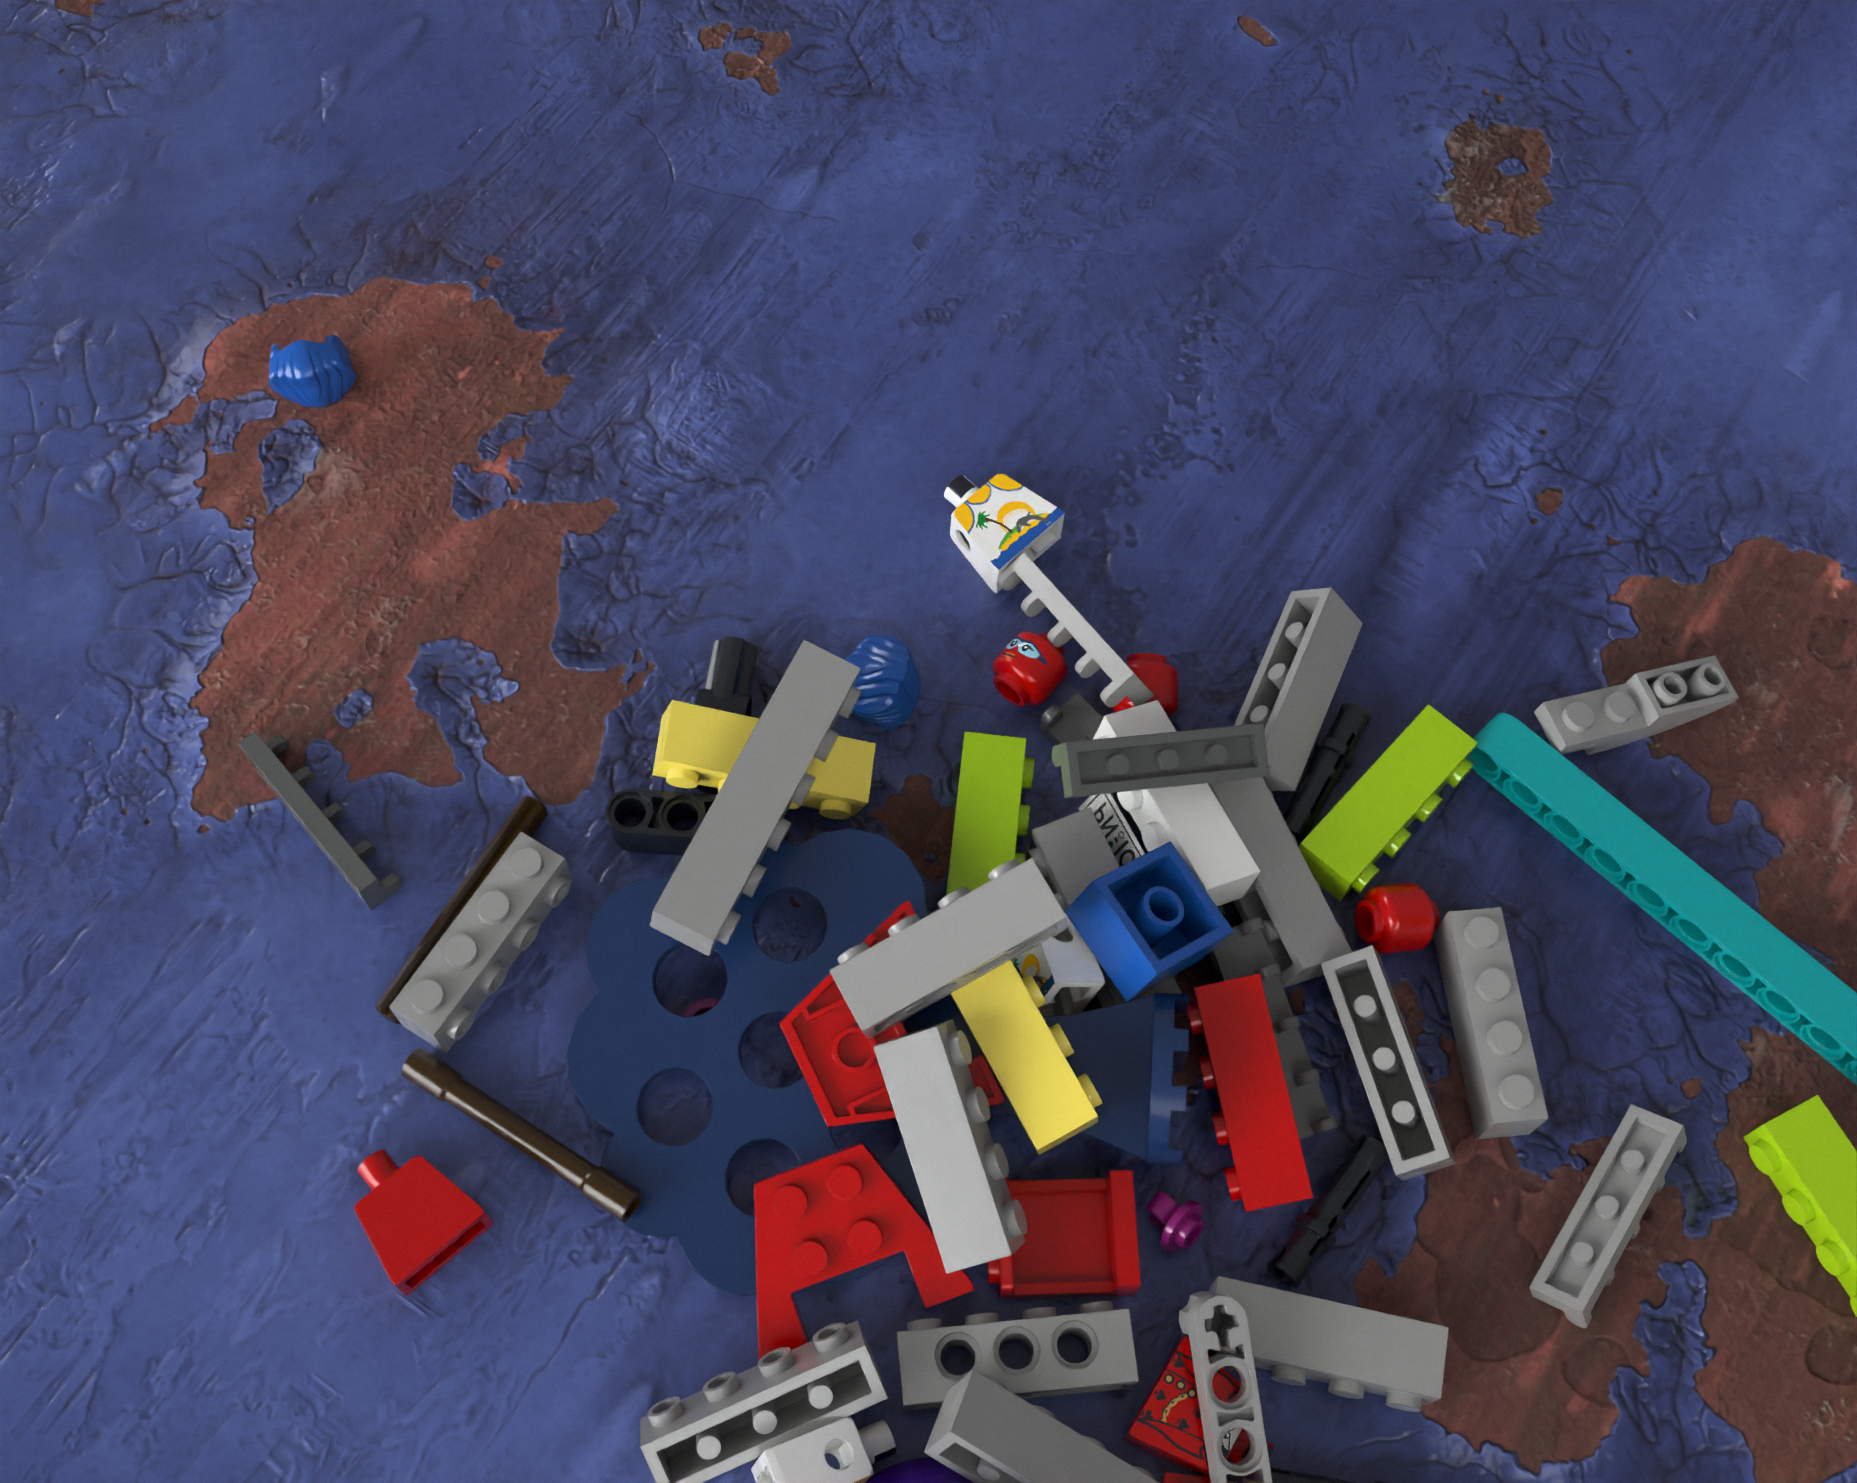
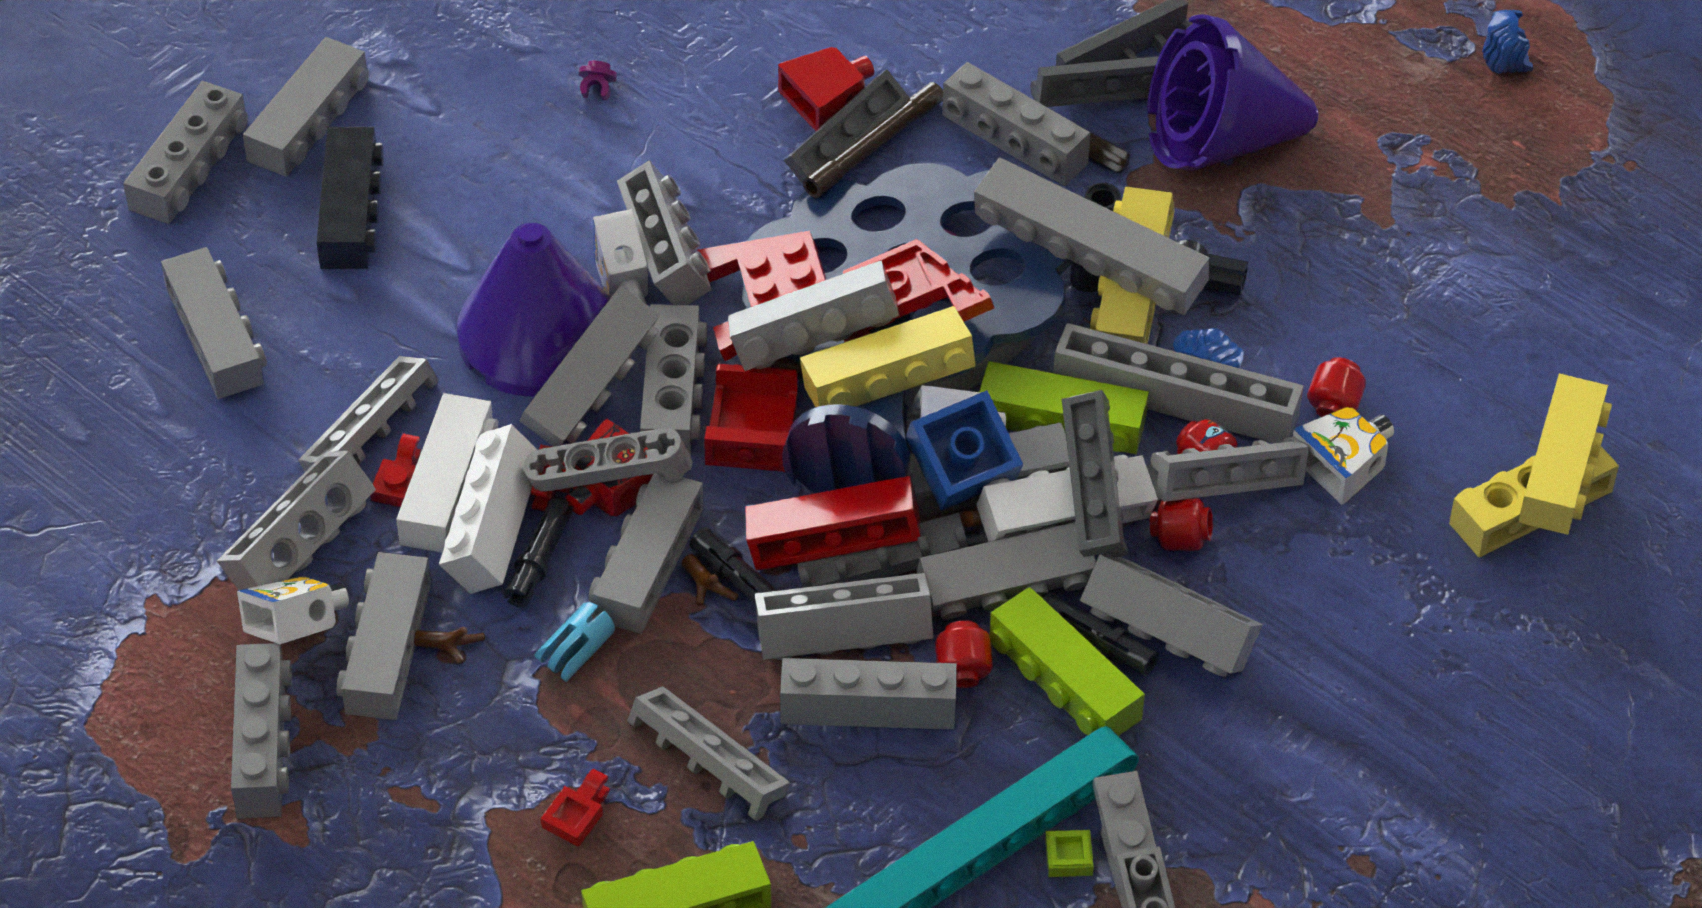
camera: 100 degrees right, 15 degrees down
(403, 827) = (1093, 82): none -> dark grey hinge
(464, 683) = (1220, 98): none -> dark purple cone
(502, 1174) = (848, 125): none -> dark grey plate
(907, 537) = (1336, 386): none -> red head
(938, 706) = (1183, 383): none -> light grey brick
(948, 947) = (946, 303): light grey brick -> none
(1006, 316) = (1491, 512): none -> light yellow brick
(1008, 290) = (1564, 453): none -> light yellow brick
(1179, 1224) = (746, 481): magenta plate -> none
(1341, 1260) = (705, 580): none -> reddish brown bar
(1493, 1417) = (576, 640): none -> medium azure arm
(1630, 781) = (1069, 853): none -> lime tile
(1755, 1366) = (577, 812): none -> red plate

